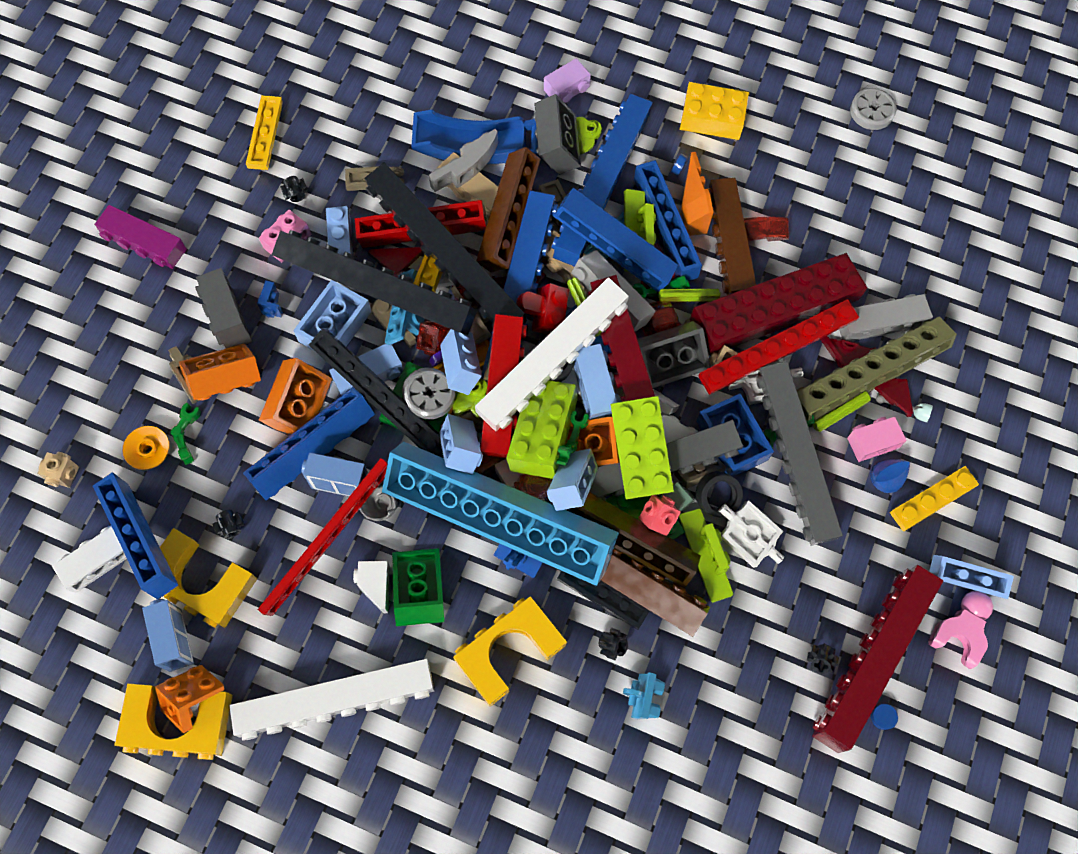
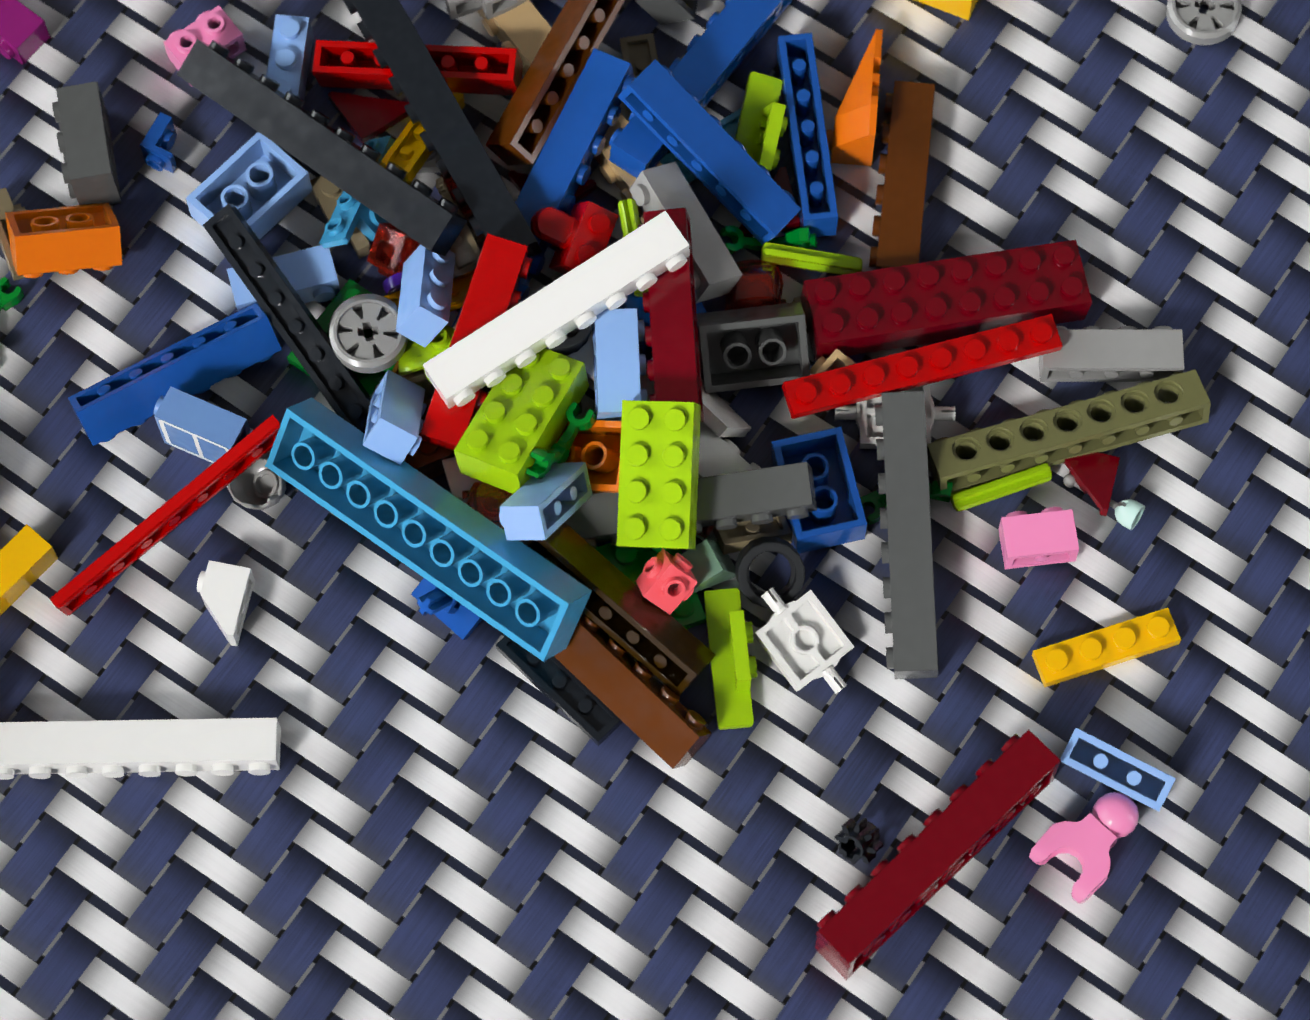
camera: 15 degrees right, 0 degrees up
(228, 524) = (32, 469): black gear -> none
(295, 396) = (168, 298): orange slope -> none
(417, 587) = (288, 617): green slope -> none
(523, 619) = (431, 693): yellow arch -> none
(613, 644) = (554, 755): black gear -> none
(641, 696) = (589, 825): dark azure hips -> none
(680, 163) = (855, 44): blue tile -> none
(767, 228) = (965, 175): clear red slope -> none
(844, 351) = (1034, 392): dark red tile -> none
(884, 717) = (929, 943): blue tile -> none
(890, 475) = (1047, 599): blue piece -> none

